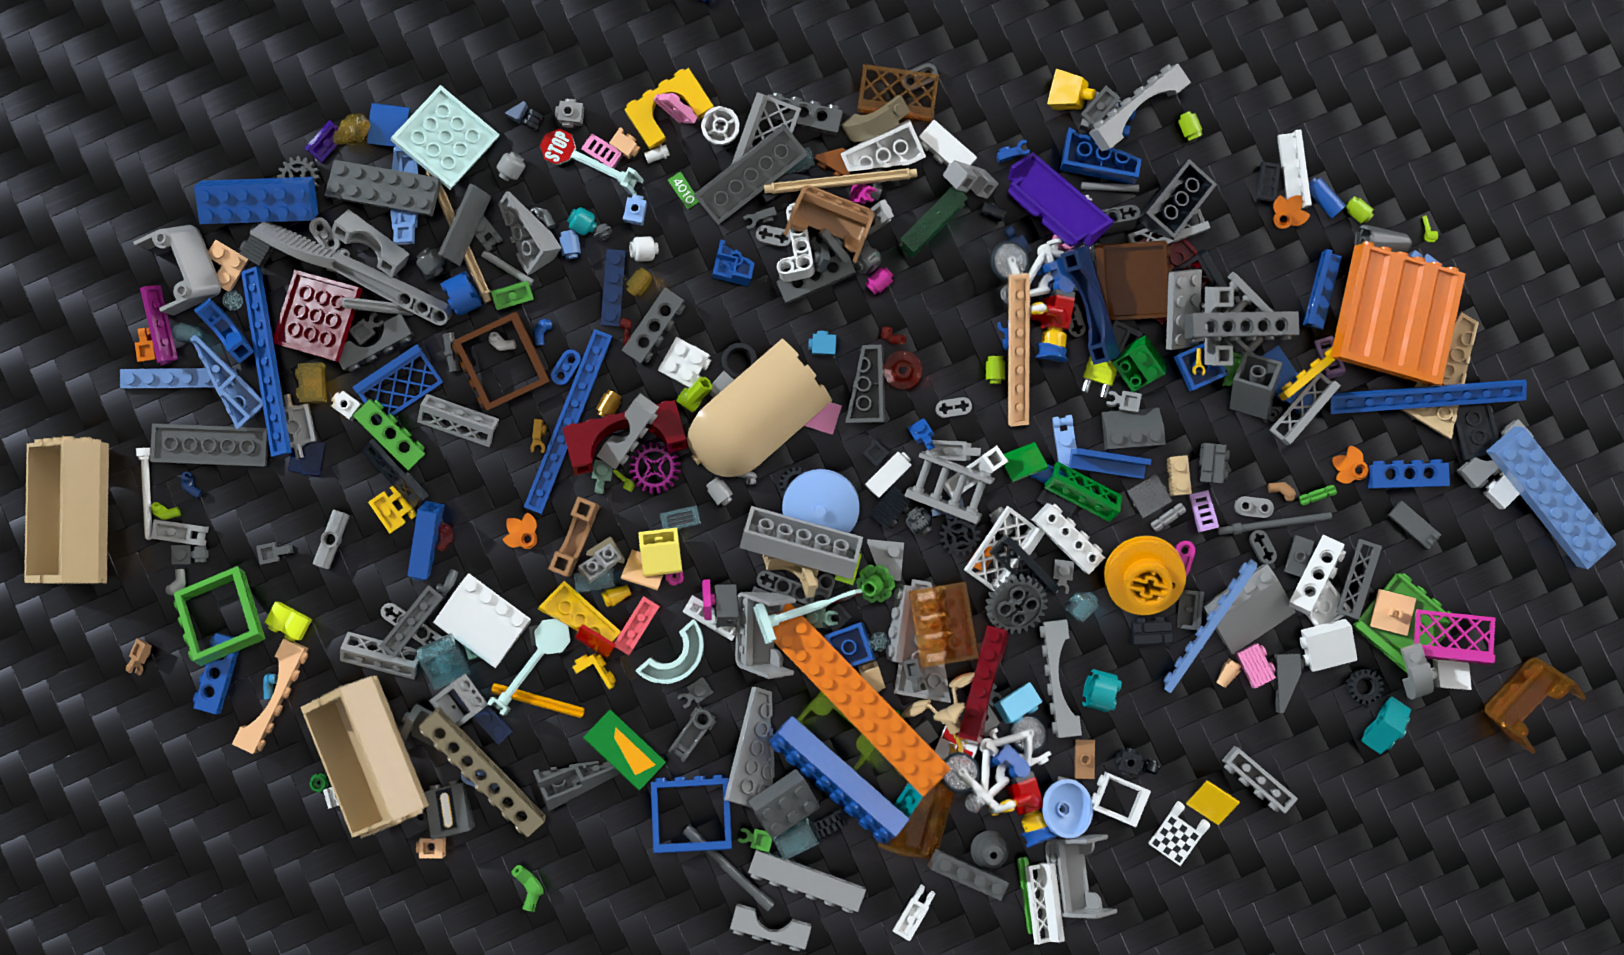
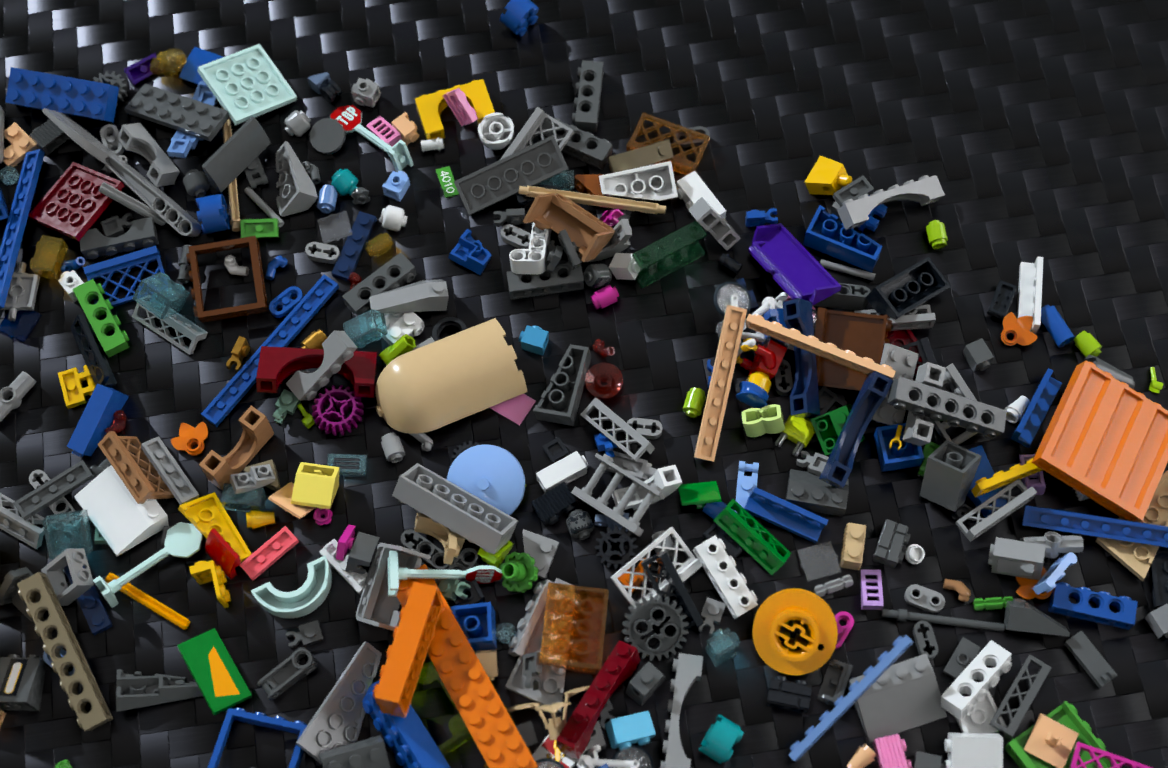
camera: 20 degrees right, 20 degrees down
(337, 382) = (72, 264): none -> blue arm
(443, 398) = (161, 295): none -> clear light blue brick
(474, 581) = (126, 466): none -> medium nougat fence
(514, 571) = (169, 470): none -> light grey plate
(546, 172) = (327, 136): none -> dark grey tile
(584, 299) = (323, 251): none -> light grey beam
(587, 273) = (335, 227): none -> clear piece
(656, 379) = (366, 328): none -> clear light blue brick
(694, 330) = (415, 297): none -> light grey wedge
(801, 27) = (588, 120): none -> dark grey brick
(805, 694) = (408, 649): none -> orange brick
(890, 244) = (624, 266): none -> white brick
(931, 412) = (622, 427): none -> light grey fence
(1020, 656) = (645, 683): none -> dark grey torso
(1070, 372) = (763, 420): none -> yellowish green brick
(1100, 293) = (813, 345): none -> light nougat plate
(1152, 397) = (866, 404): none -> dark blue arch
(1236, 467) = (914, 554): none -> white plate
(1256, 249) = (978, 355): none -> dark grey brick
(1303, 296) = (1016, 409): none -> white cone
(1333, 451) = (1017, 558): none -> light grey window
(1353, 504) = (1026, 618): none -> dark grey slope
(1360, 426) = (1057, 544): none -> light grey piece
(1369, 455) = (1054, 573): none -> light blue plate

